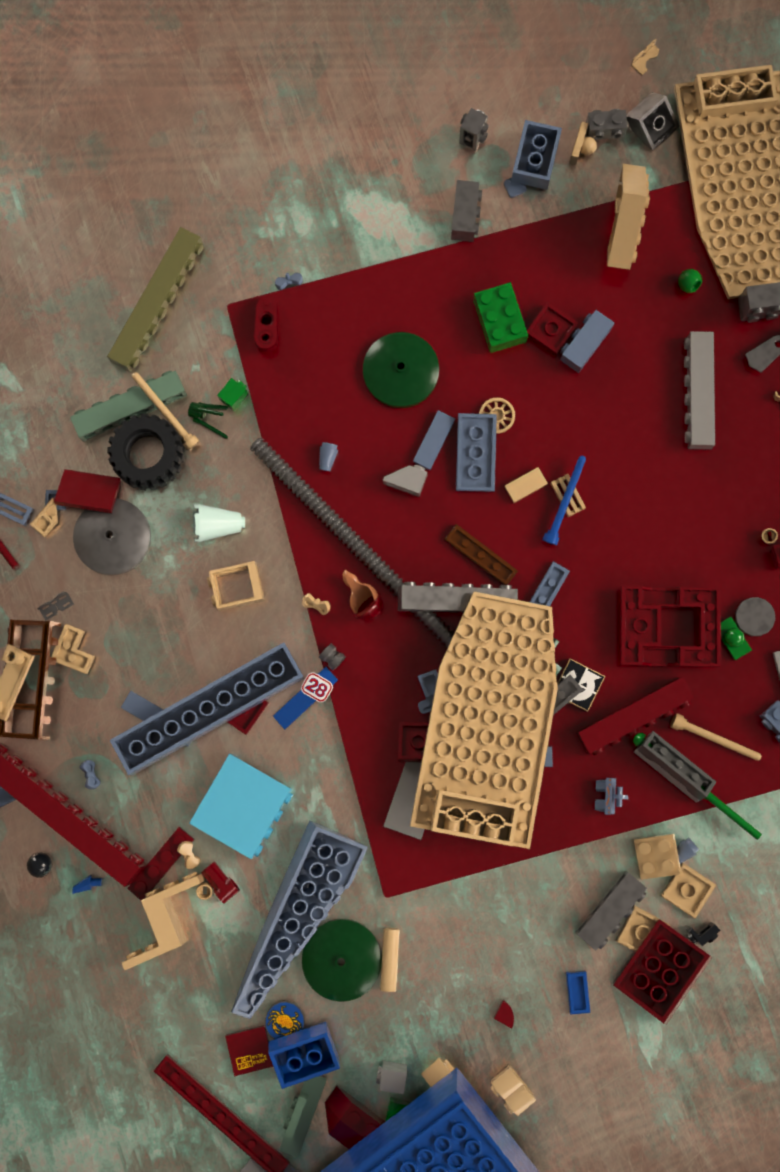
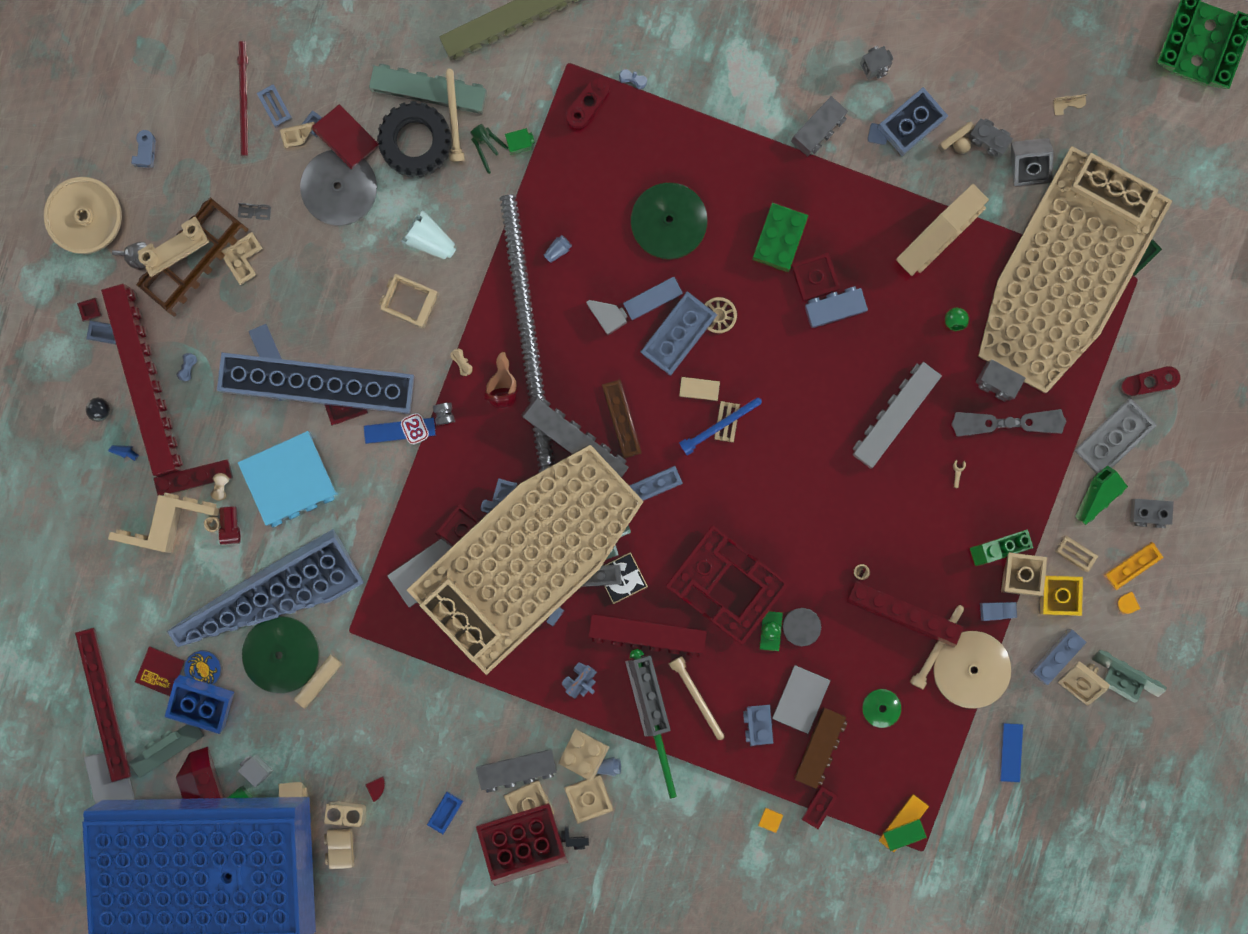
camera: 30 degrees right, 5 degrees up
(495, 1048) = (344, 810): none -> tan piece

